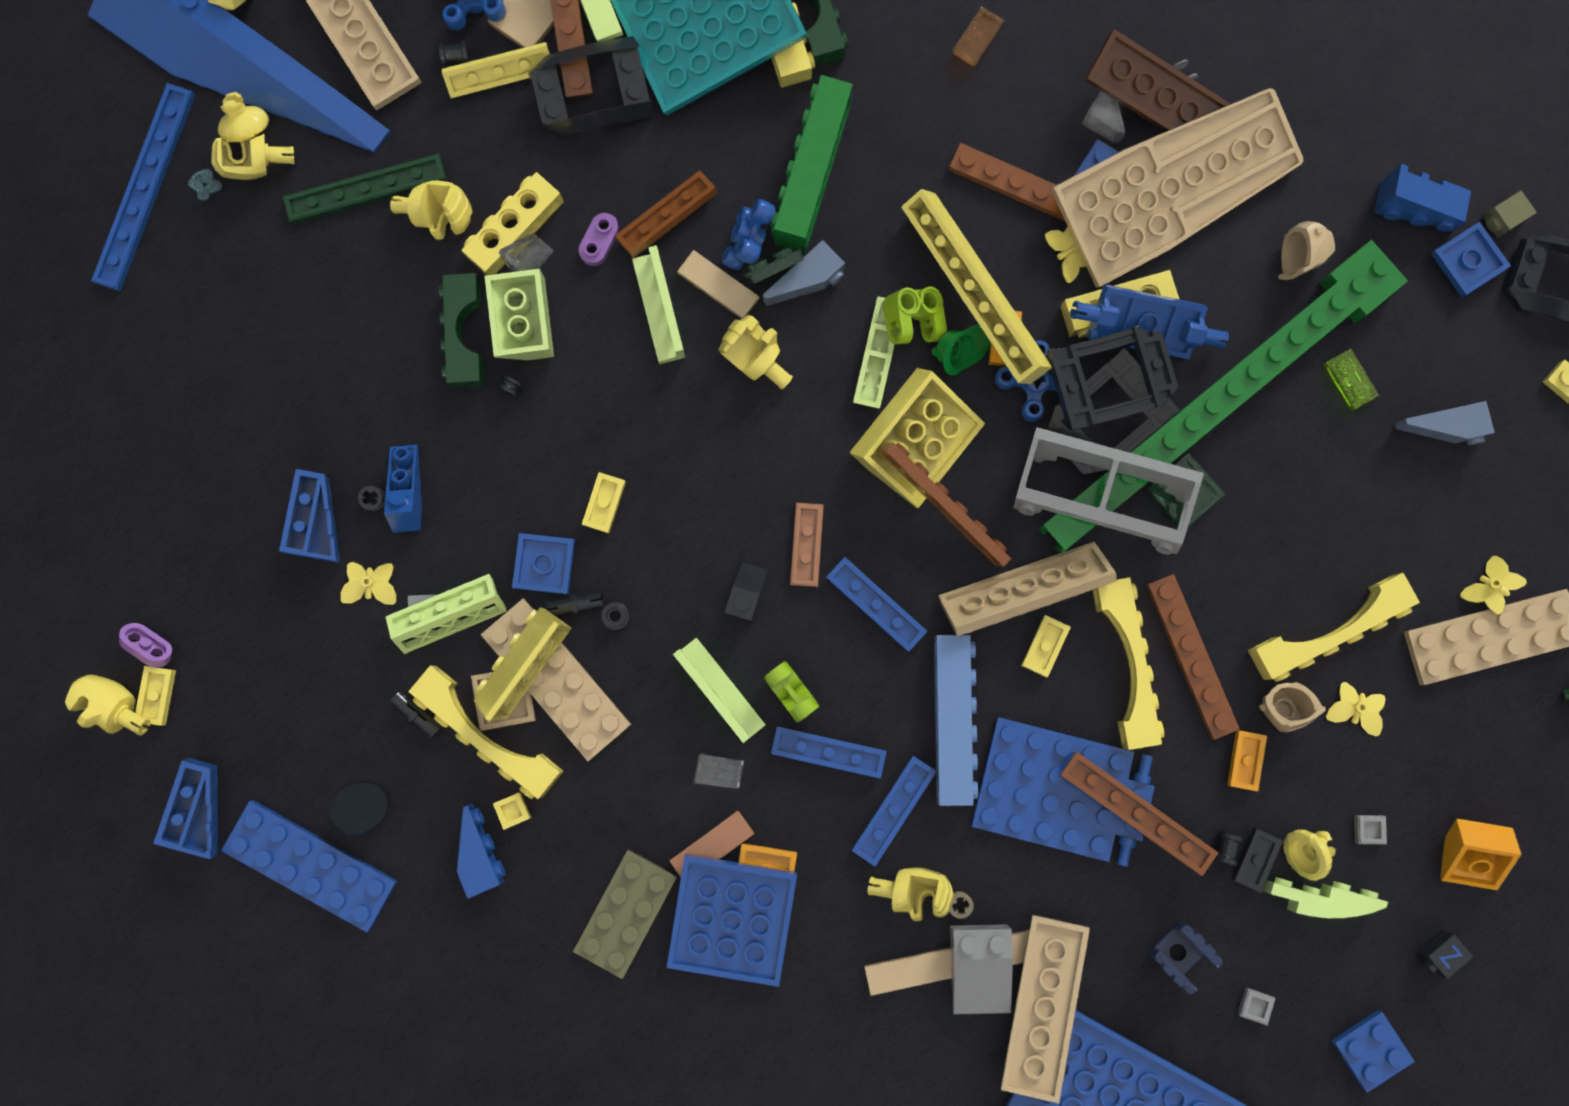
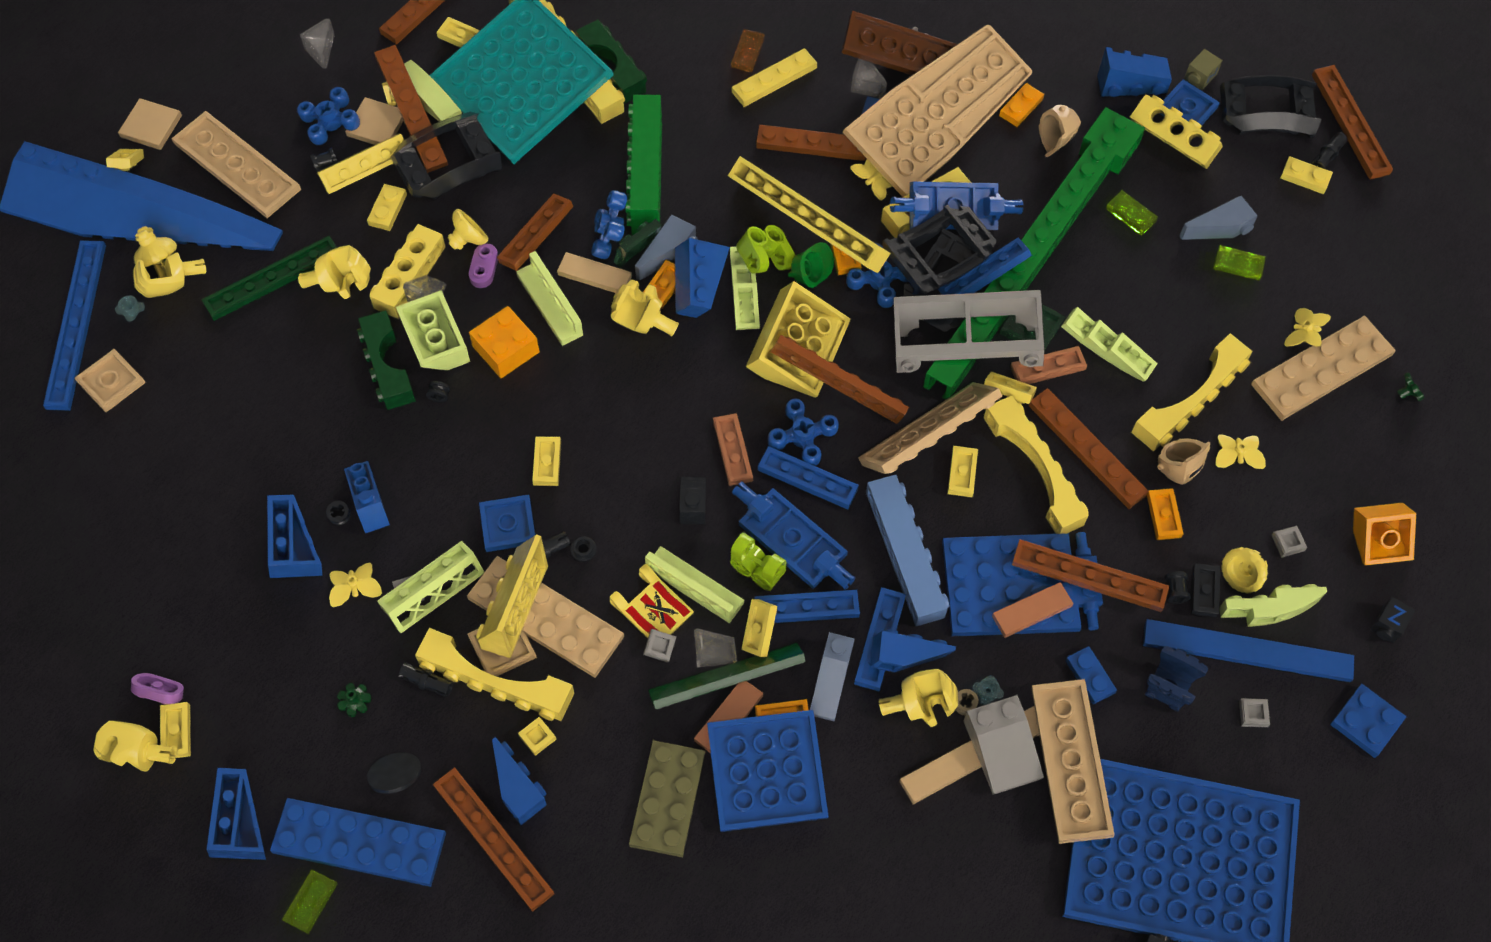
camera: 20 degrees left, 20 degrees down
(167, 268) = (109, 380): none -> tan tile
(248, 914) = (309, 901): none -> clear neon green plate
(340, 712) = (354, 699): none -> dark green plant
(440, 905) = (493, 839): none -> dark orange plate
(511, 133) = (387, 207): none -> light yellow plate
(589, 193) = (465, 231): none -> light yellow hair
(594, 346) = (504, 342): none -> light orange brick
(663, 749) = (659, 645): none -> light grey tile
(670, 707) = (654, 607): none -> flag
(722, 804) = (726, 676): none -> dark green tile
(770, 766) = (759, 628): none -> light yellow plate
(792, 320) = (664, 281): none -> light orange plate
(829, 327) = (697, 275): none -> blue wedge
(829, 838) = (831, 676): none -> sand blue slope
(838, 670) = (793, 537): none -> blue plate
(887, 537) = (803, 425): none -> blue gear
(912, 841) = (898, 652): none -> blue slope
(994, 903) = (988, 683): none -> clear light blue plate
(998, 81) = (774, 77): none -> light yellow plate
(1063, 831) = (1032, 609): none -> nougat tile
(1100, 914) = (1087, 667): none -> blue plate
(1132, 562) = (1021, 391): none -> light yellow plate
(1168, 417) = (990, 269): none -> blue plate
(1194, 547) = (1054, 365): none -> nougat tile
(1261, 541) = (1108, 345): none -> yellowish green slope
(1275, 199) = (1021, 105): none -> light orange plate
(1277, 938) = (1249, 650): none -> blue tile
(1450, 481) = (1239, 262): none -> clear neon green plate
(1460, 331) = (1201, 155): none -> light yellow brick

